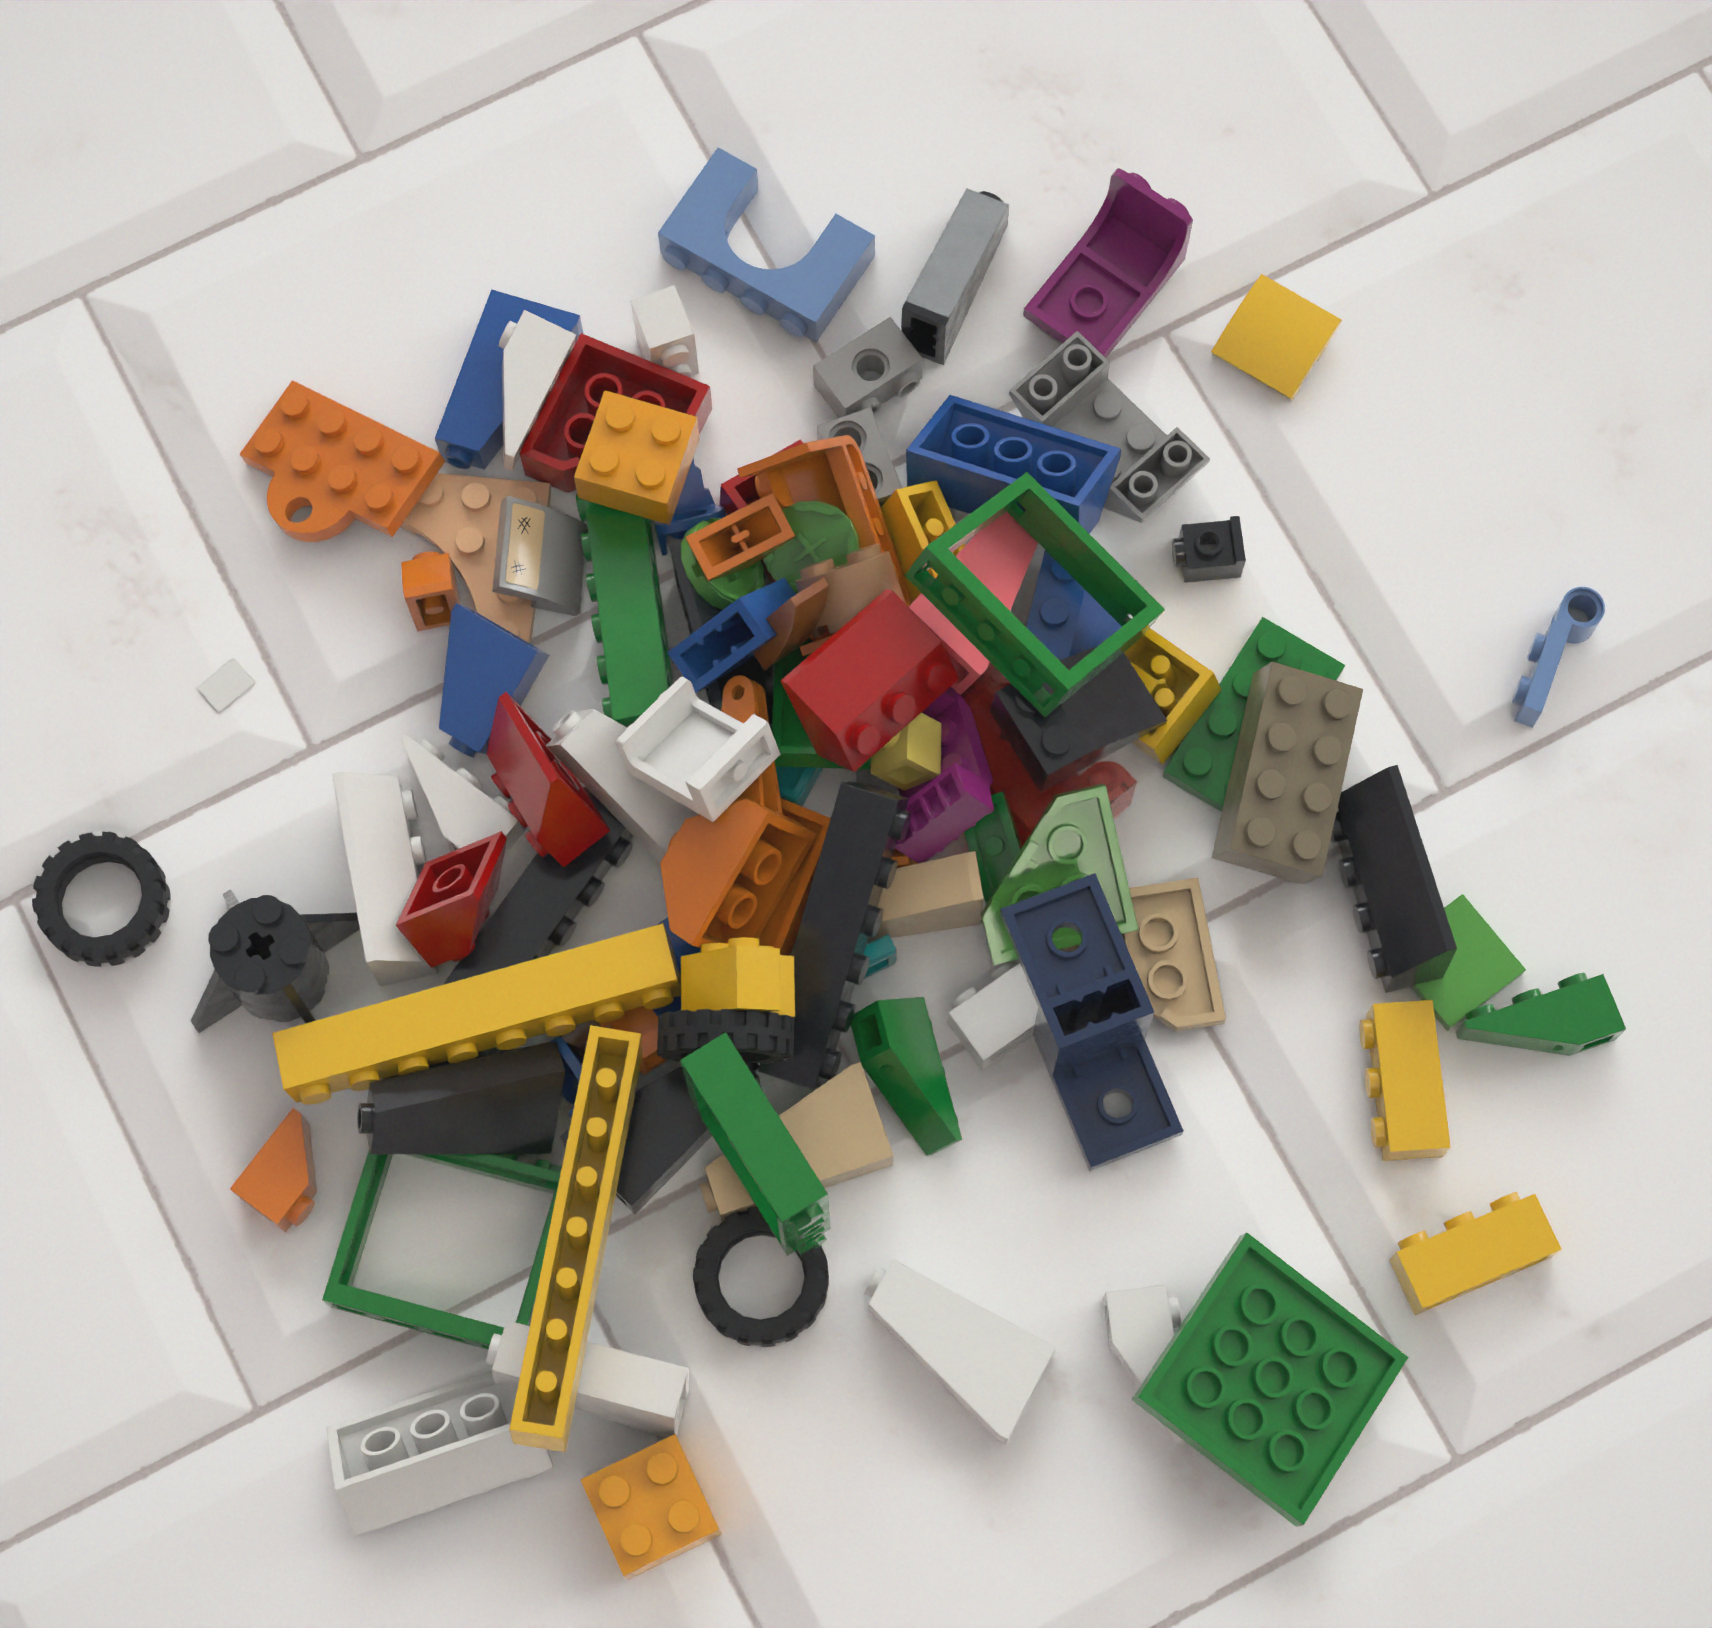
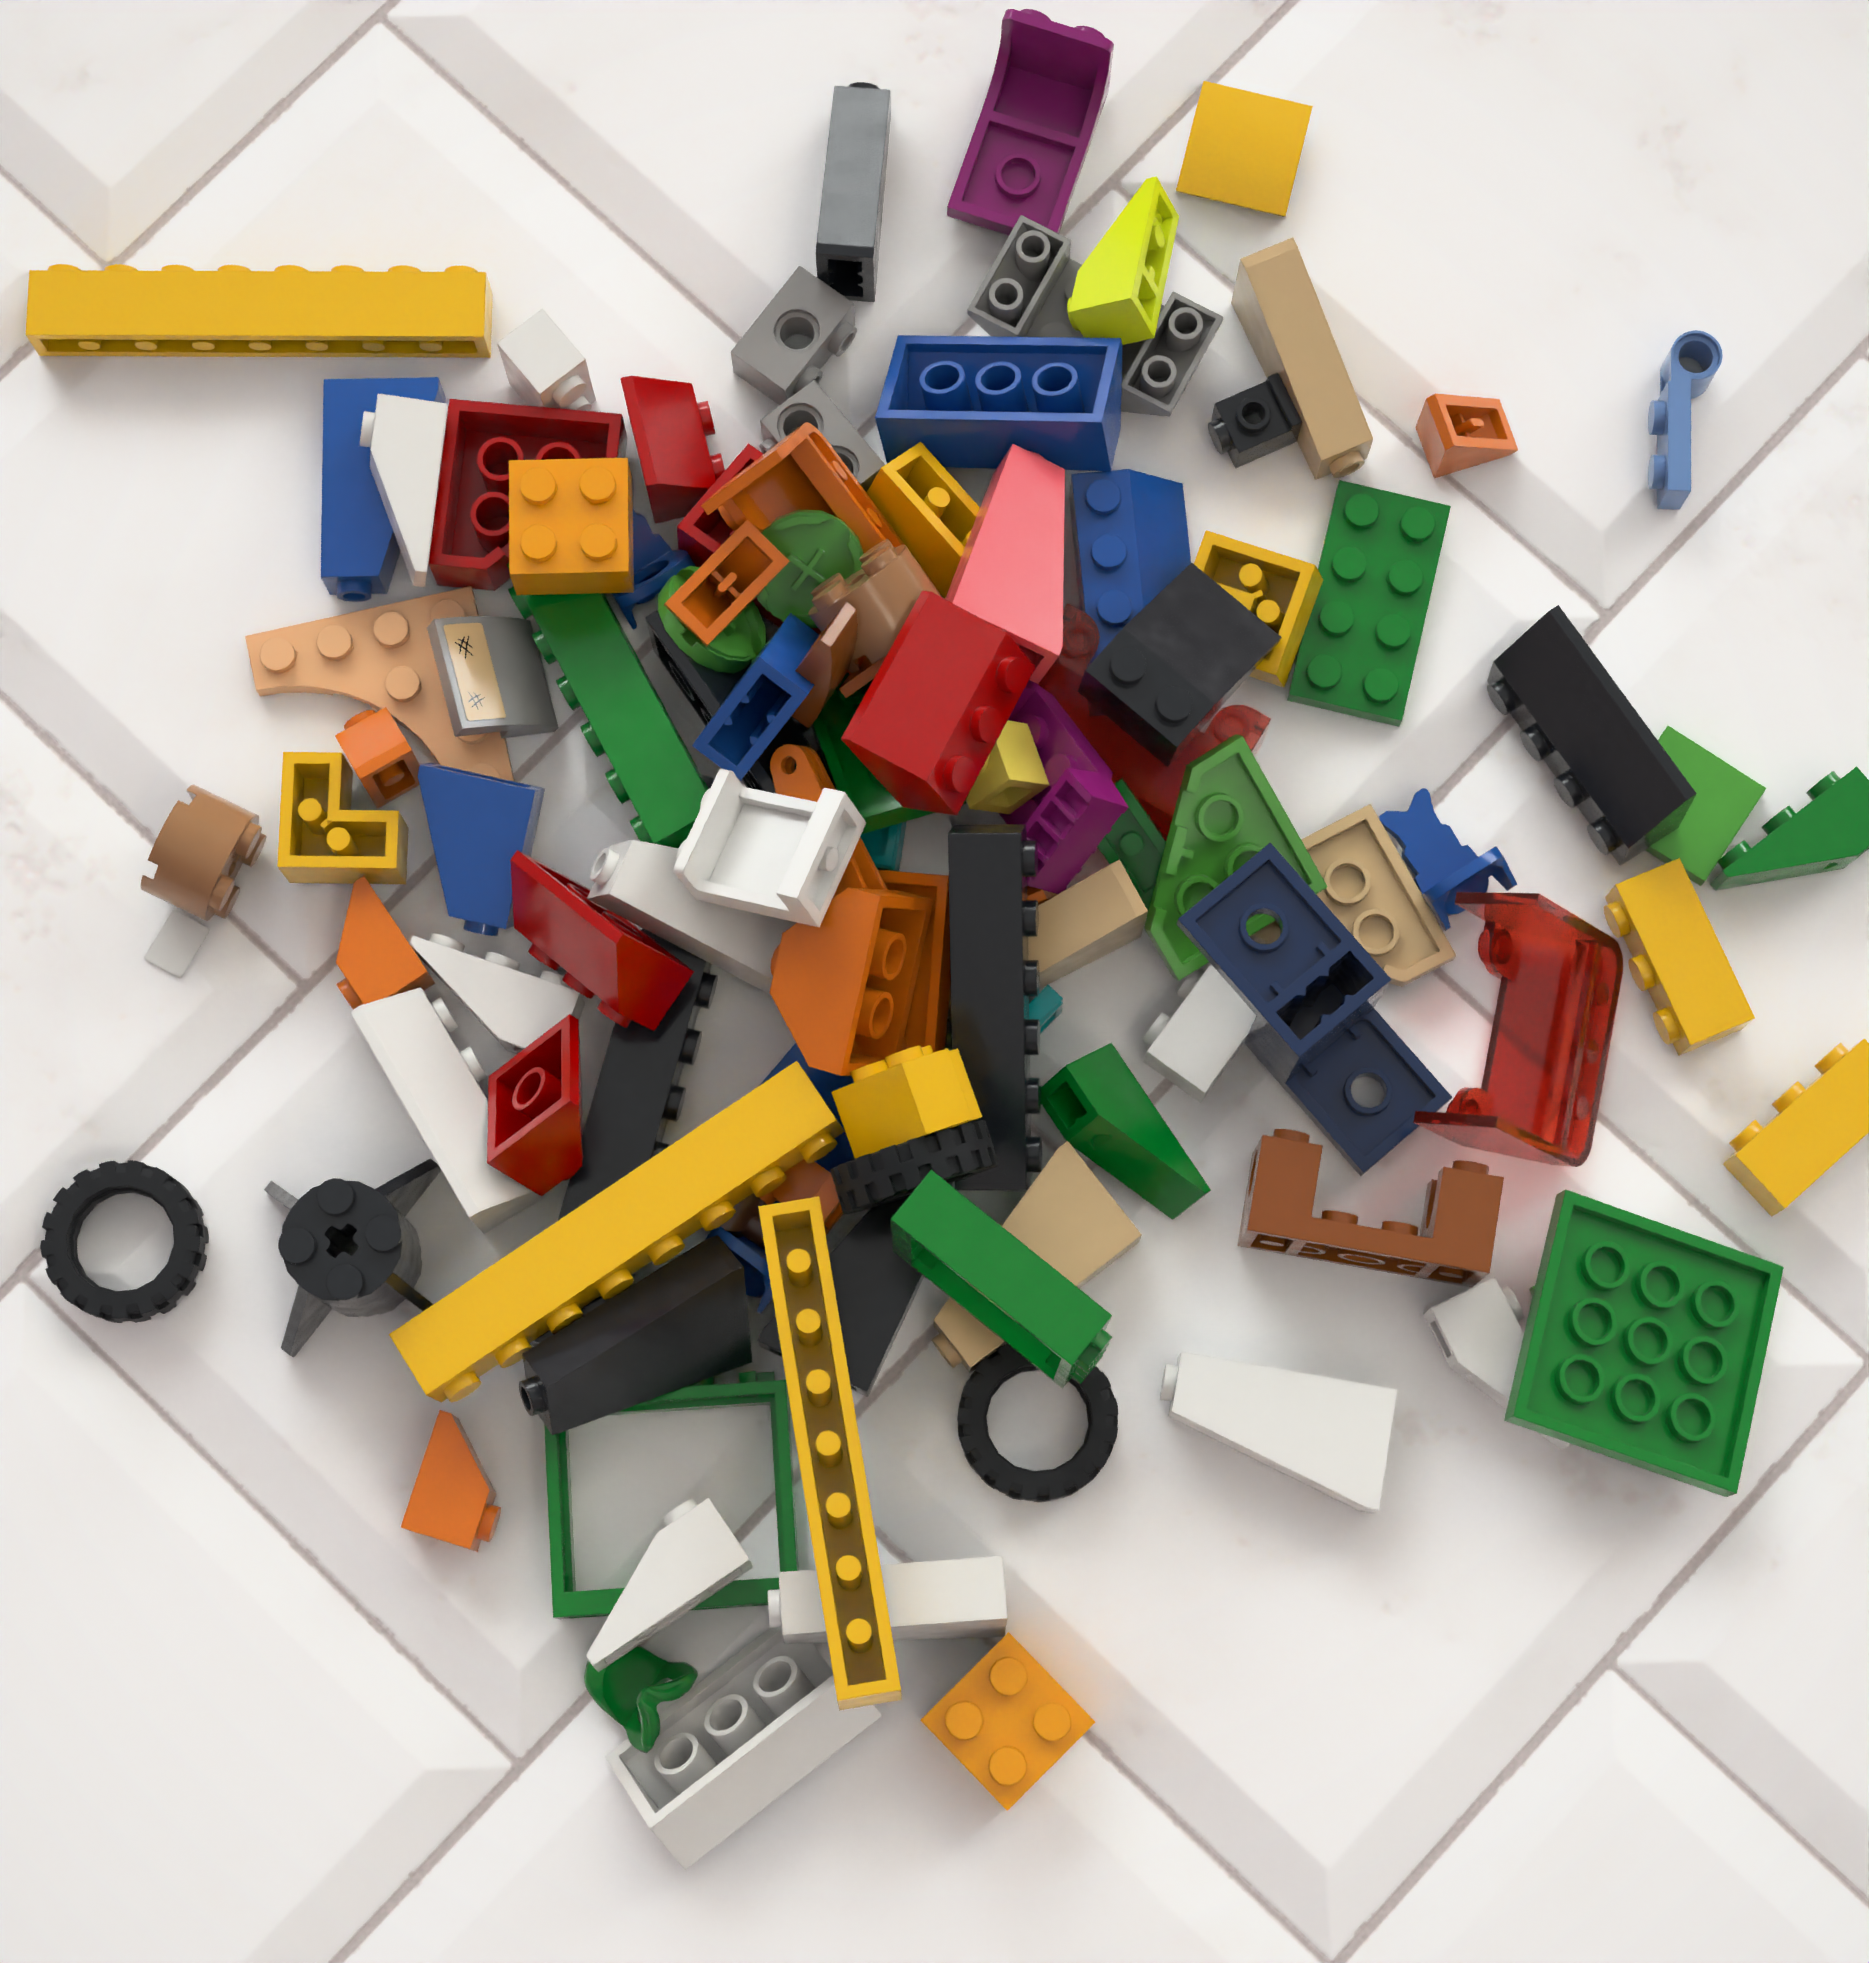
camera: 20 degrees left, 5 degrees up
(267, 620) = (202, 854): none -> medium nougat brick
(337, 466) = (217, 645): orange plate -> none
(362, 1372) = (634, 1688): none -> green piece
(366, 635) = (324, 837): none -> yellow brick
(374, 736) = (375, 952): none -> orange slope
(427, 1297) = (678, 1572): none -> white slope
(464, 225) = (259, 312): none -> yellow brick
(740, 419) = (671, 443): none -> red slope
(798, 295) = (680, 274): medium blue arch -> none
(997, 630) = (1061, 596): green window -> none
(1008, 1182) = (1454, 1231): none -> dark orange plate
(1148, 399) = (1126, 274): none -> neon yellow slope
(1241, 952) = (1439, 859): none -> blue hair
(1263, 501) = (1294, 340): none -> tan slope
(1278, 1109) = (1545, 1035): none -> clear red windscreen
(1287, 773) = (1433, 652): dark tan brick -> none
(1376, 610) = (1463, 432): none -> orange slope

